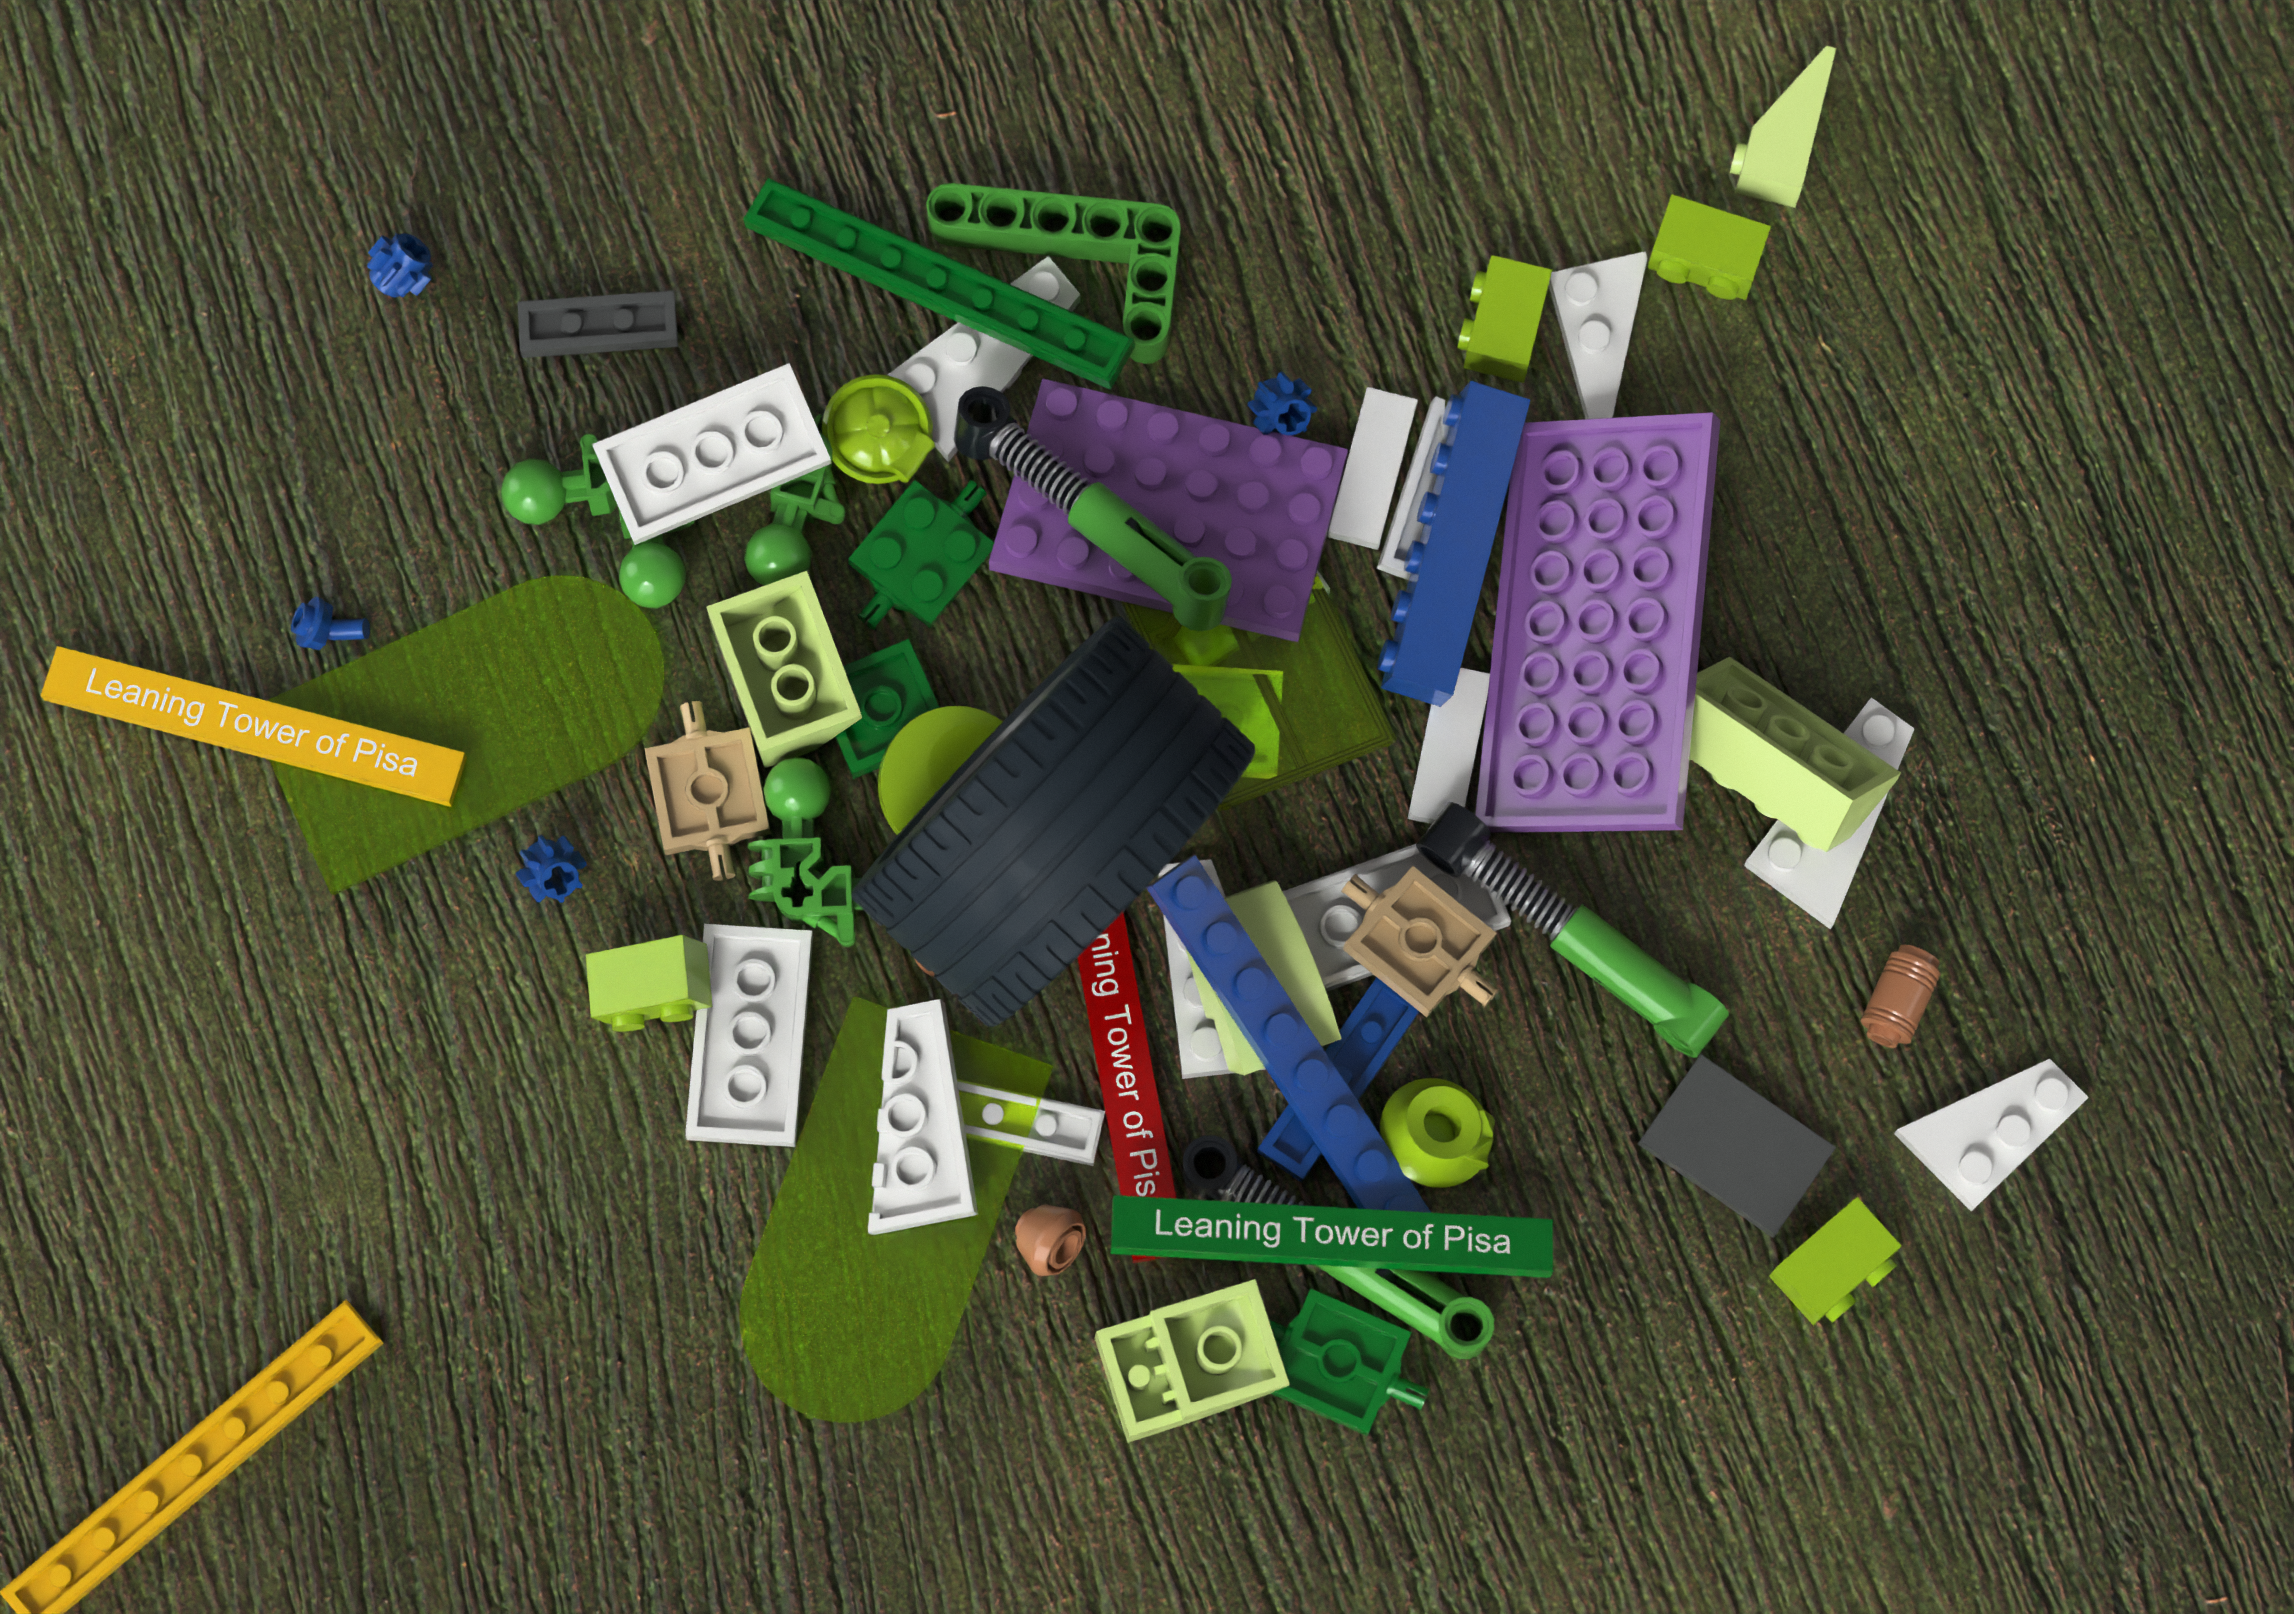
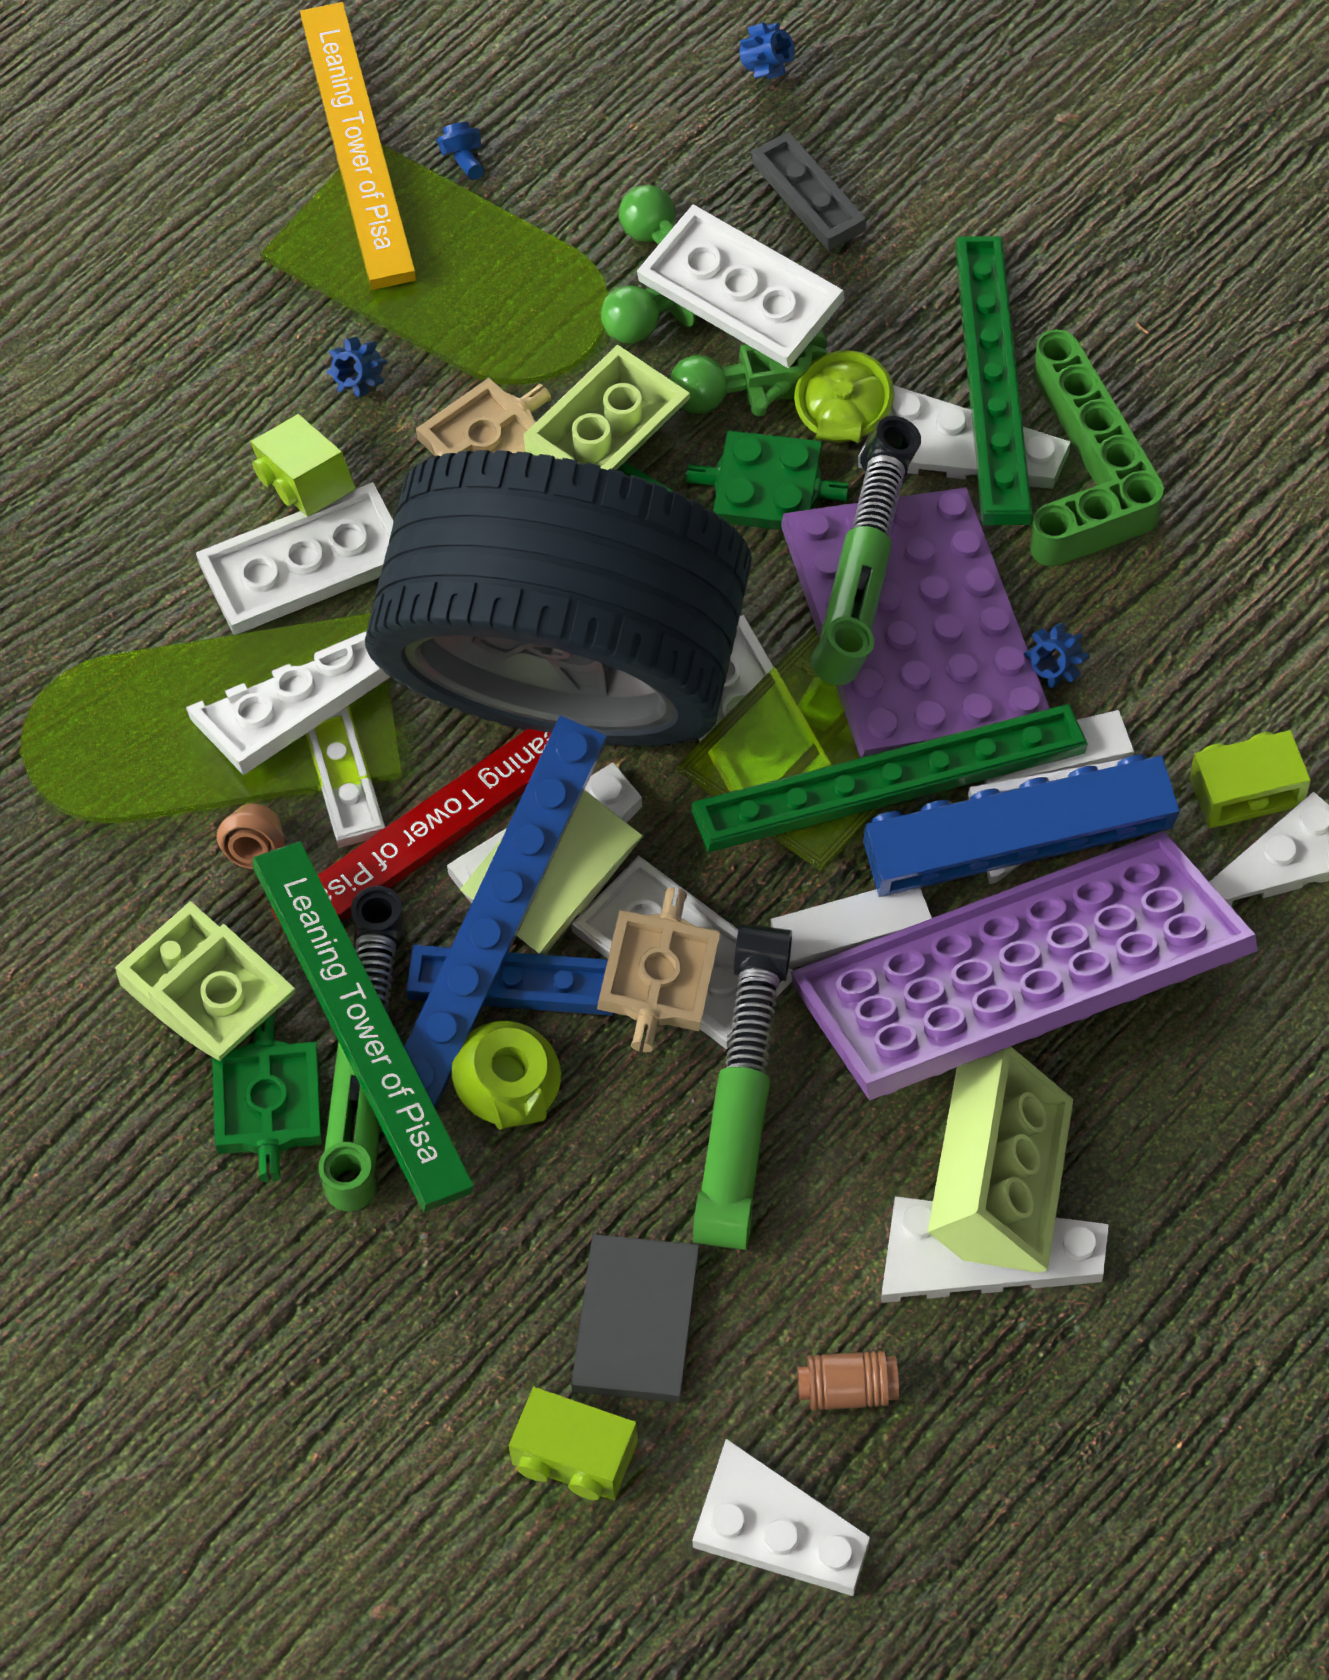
camera: 65 degrees right, 15 degrees down
(1336, 629) = (888, 777): none -> green tile

